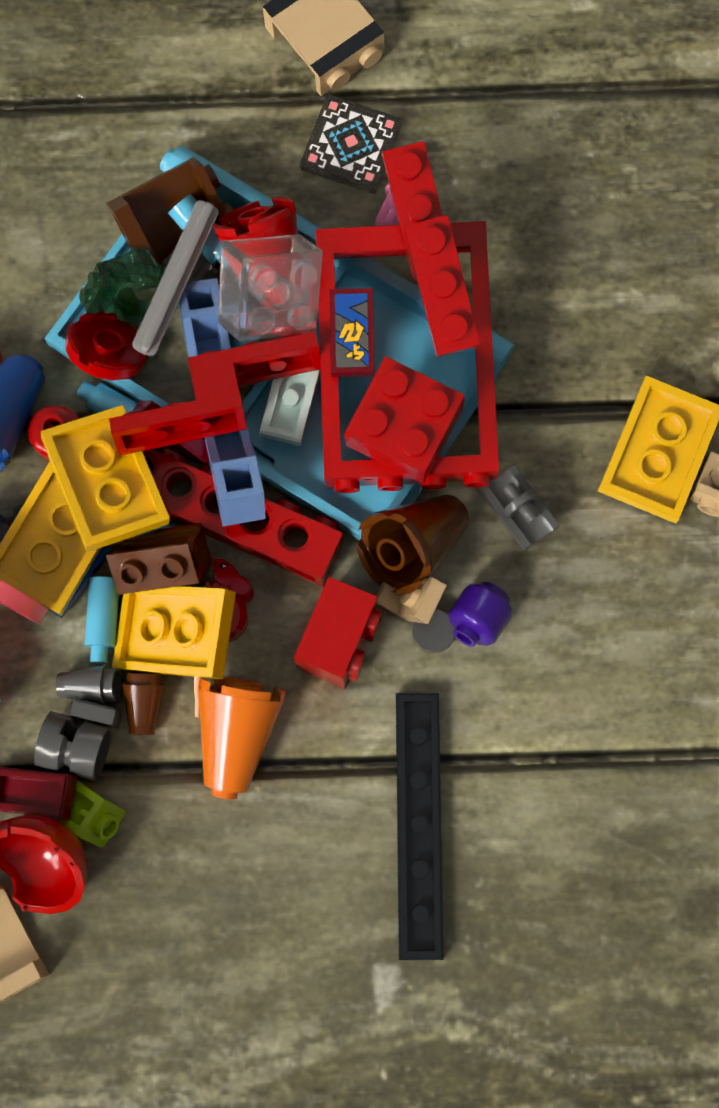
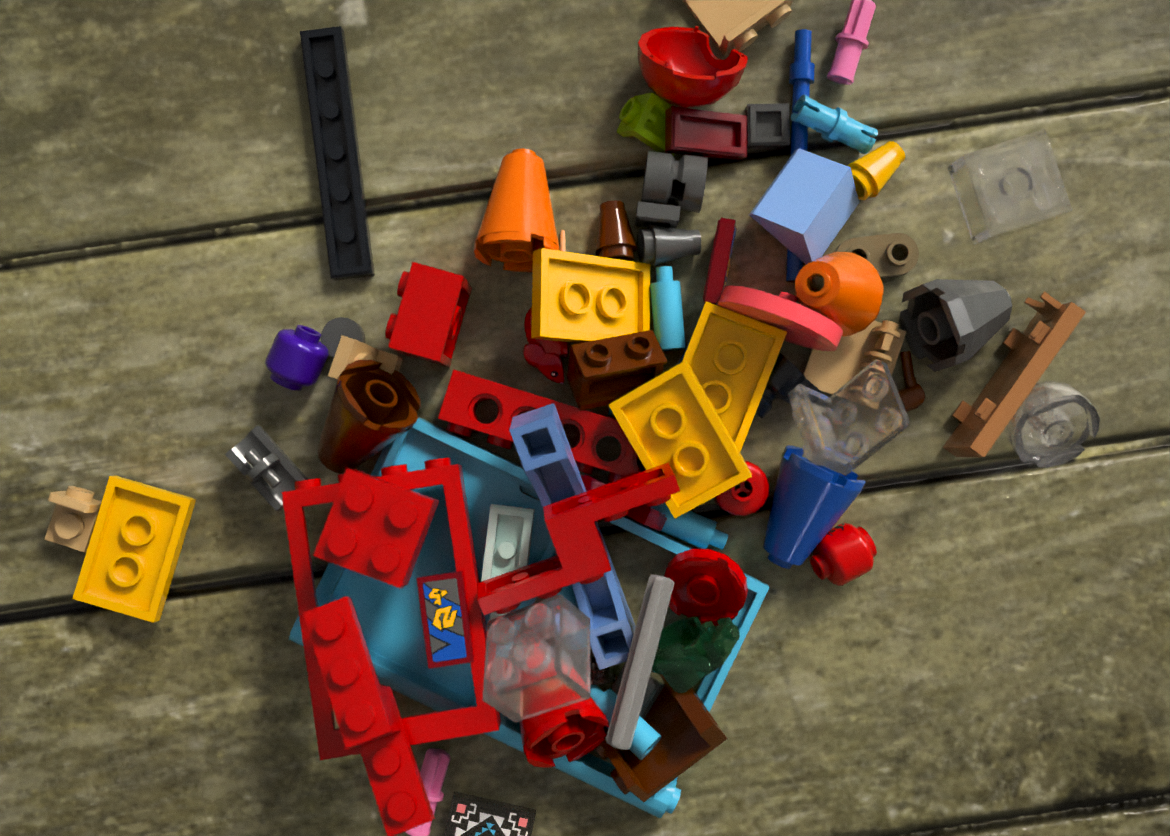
camera: 170 degrees right, 10 degrees up
(40, 656) = (720, 260): none -> dark red tile

